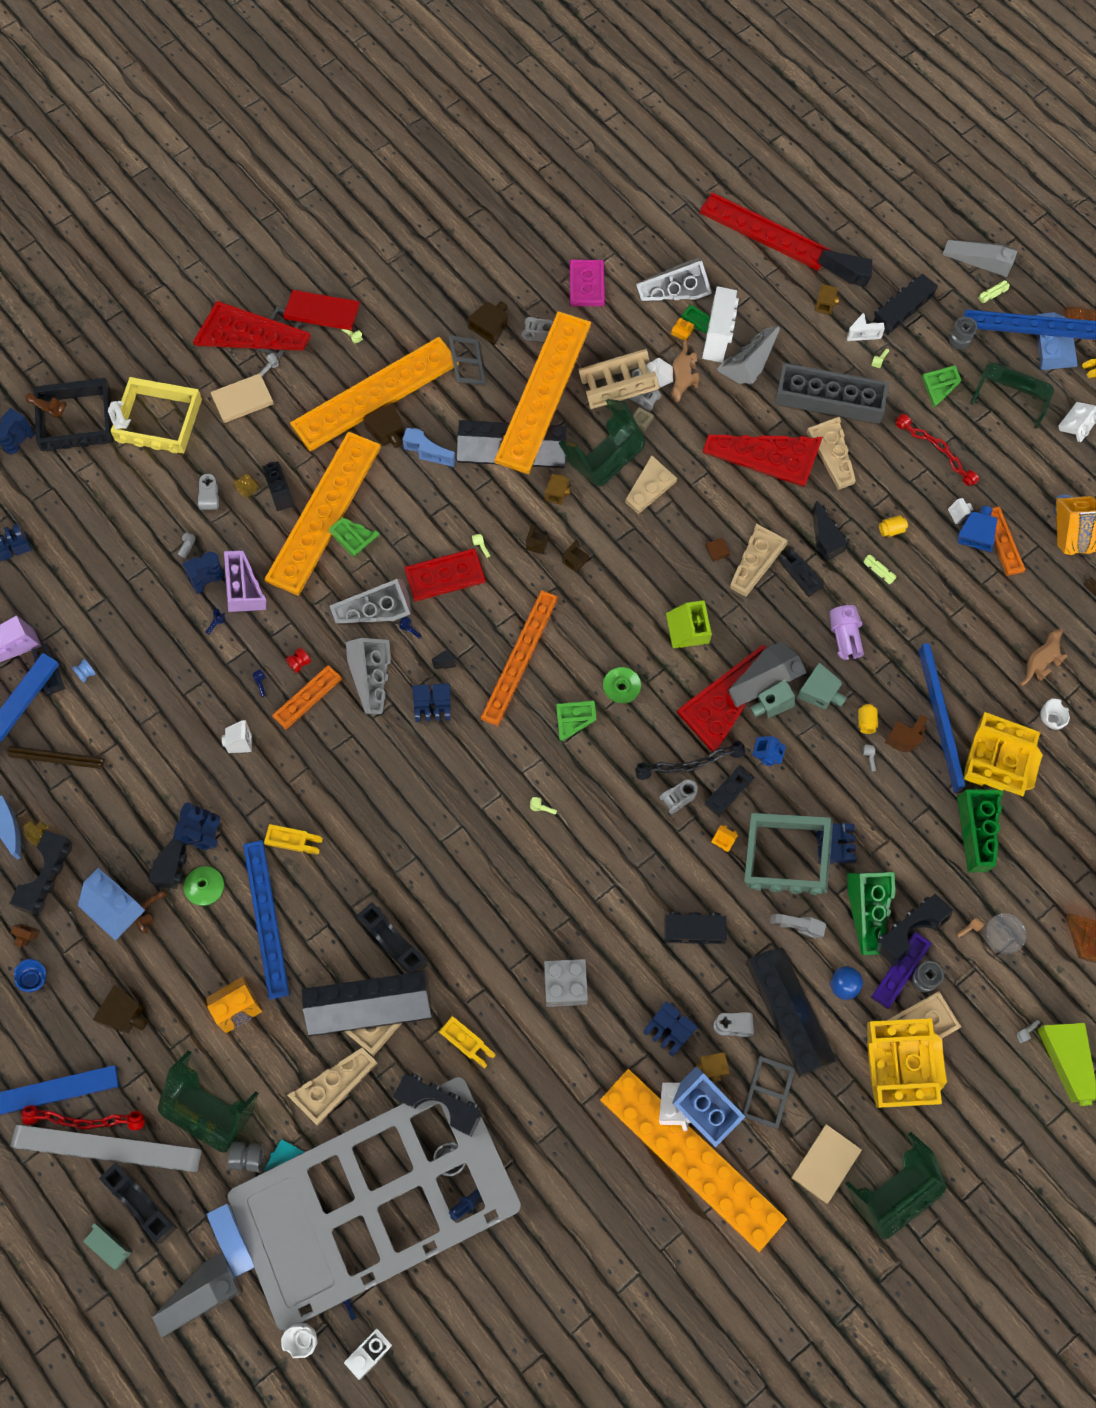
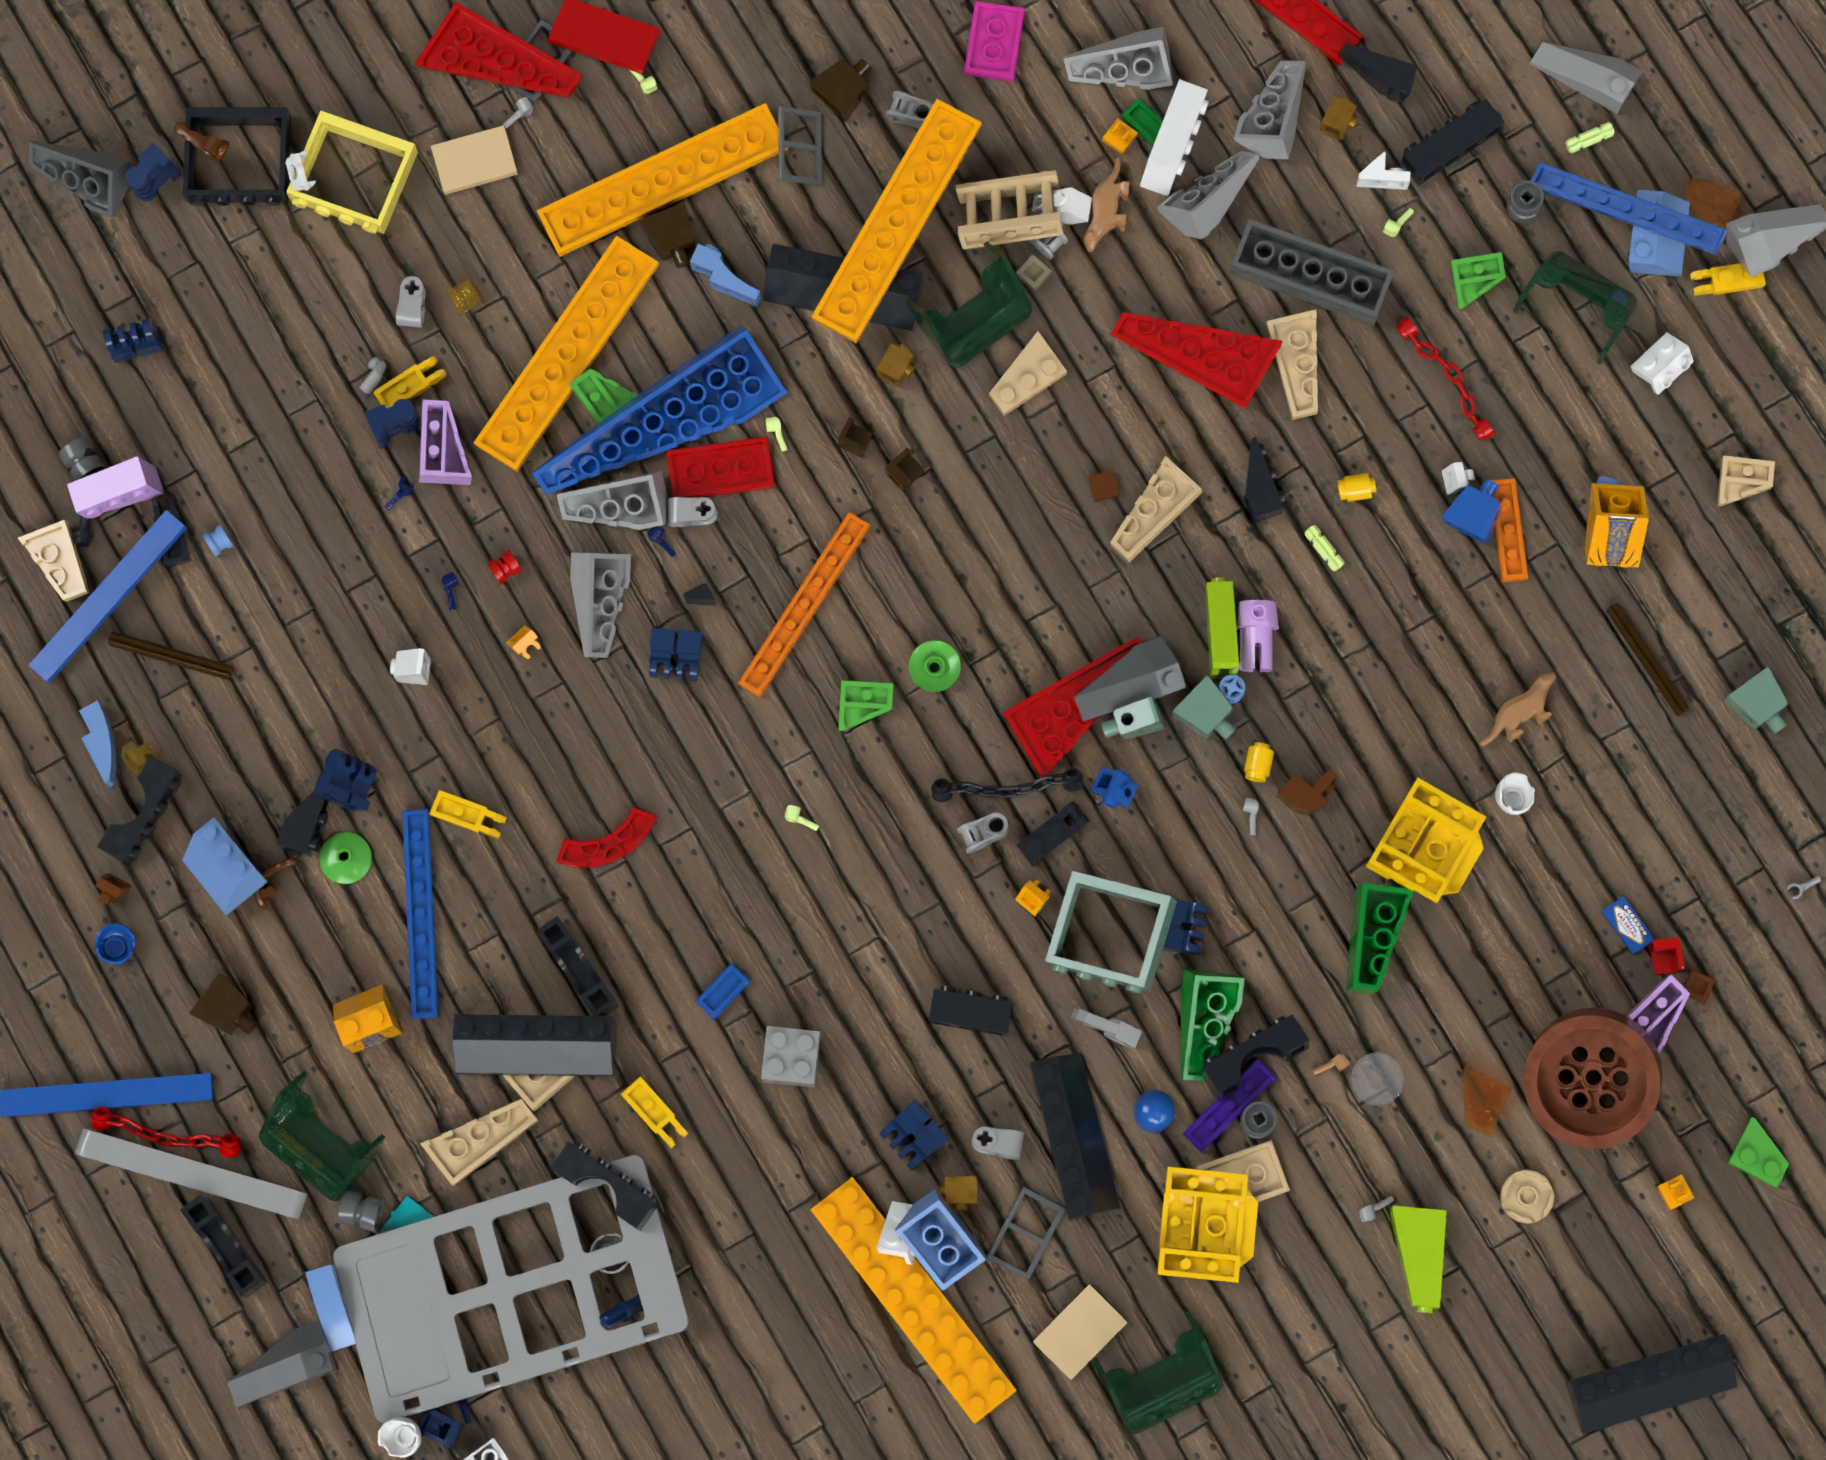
camera: 15 degrees right, 10 degrees up
(107, 1246) = (181, 1291): sand green panel -> none
(215, 543) = (409, 383): none -> yellow hinge
(278, 486) = (508, 304): black slope -> none
(307, 697) = (510, 619): orange tile -> none
(317, 710) = (521, 640): none -> light orange tile
(331, 1327) = (440, 1428): none -> dark blue slope
(404, 849) = (609, 848): none -> red tile
(424, 527) = (699, 397): none -> blue wedge
(426, 604) = (687, 511): none -> light grey piece
(505, 942) = (723, 991): none -> blue tile
(689, 625) = (1040, 594): lime slope -> none
(783, 302) = (1273, 117): none -> light grey wedge
(801, 573) = (1213, 539): black hinge -> none
(822, 632) = (1221, 628): none -> lime slope
(840, 669) = (1233, 684): none -> medium blue wheel
(941, 718) = (1359, 775): blue tile -> none

